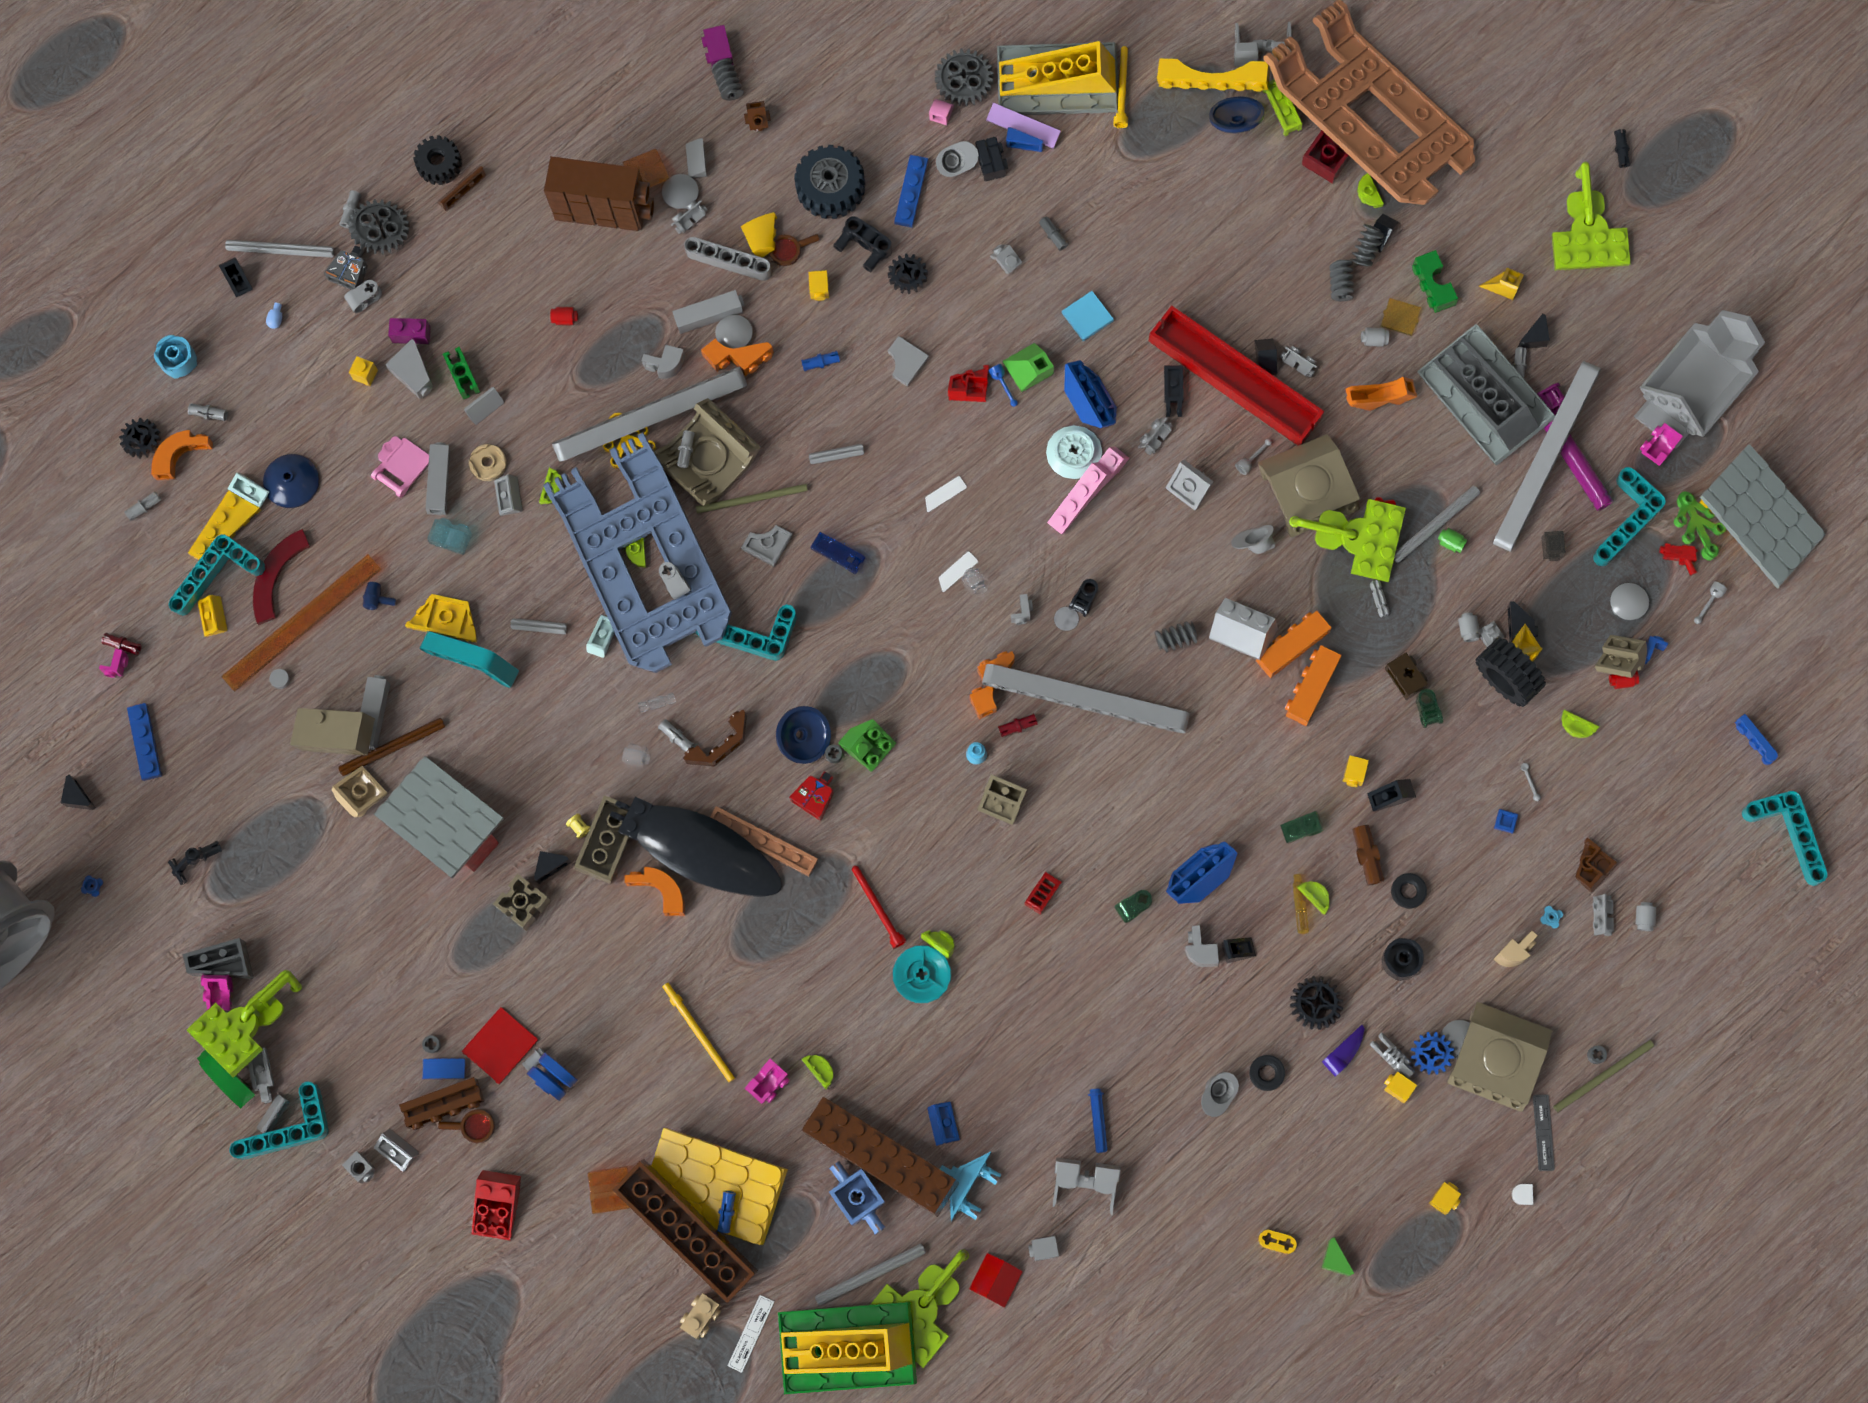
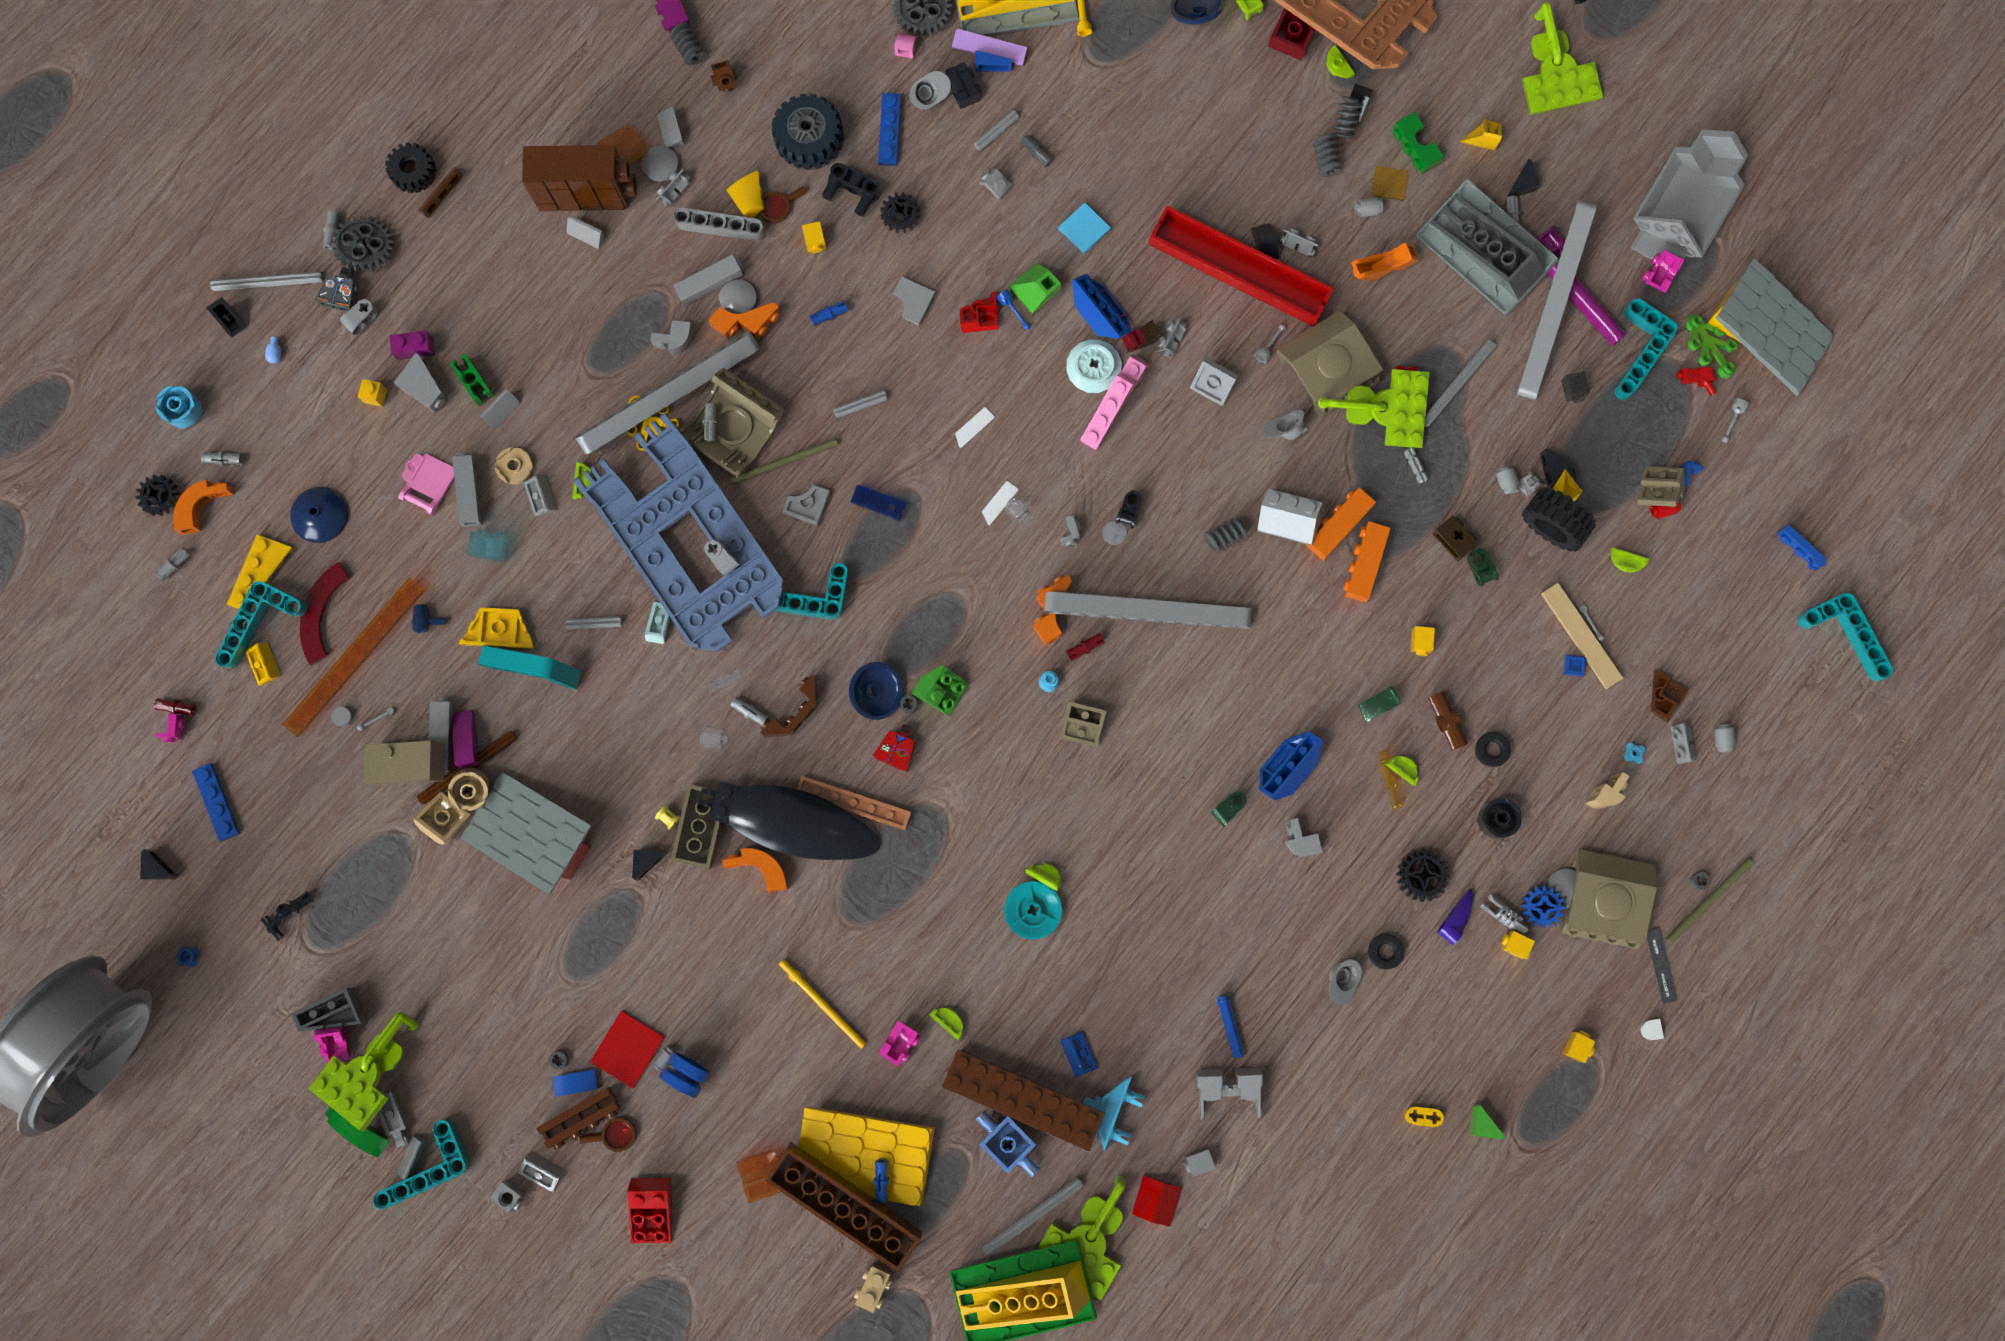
camera: 15 degrees left, 5 degrees up
(248, 489) = (277, 530): light aqua slope -> none
(327, 681) = (390, 711): none -> light grey hinge
(385, 776) = (465, 799): none -> tan brick
(394, 719) = (465, 739): none -> magenta slope
(522, 891) = (620, 892): dark tan brick -> none
(564, 315) = (565, 306): red brick -> none
(595, 247) = (585, 232): none -> light grey slope
(636, 553) = (678, 533): lime plate -> none
(750, 1333) = (925, 1294): white sticker -> none
(896, 938) = (1001, 878): red piece -> none
(1016, 207) = (996, 130): none -> light grey axle
(1034, 906) = (1137, 826): red slope -> none
(1125, 430) = (1141, 337): none -> leg
(1173, 388) = (1181, 288): black hinge -> none
(1238, 949) = (1337, 834): black slope -> none
(1391, 794) = (1460, 658): black slope -> none
(1452, 540) = (1477, 397): bright green brick -> none
(1518, 793) = (1582, 636): none -> tan tile
(1629, 601) = (1657, 430): light grey dish -> none

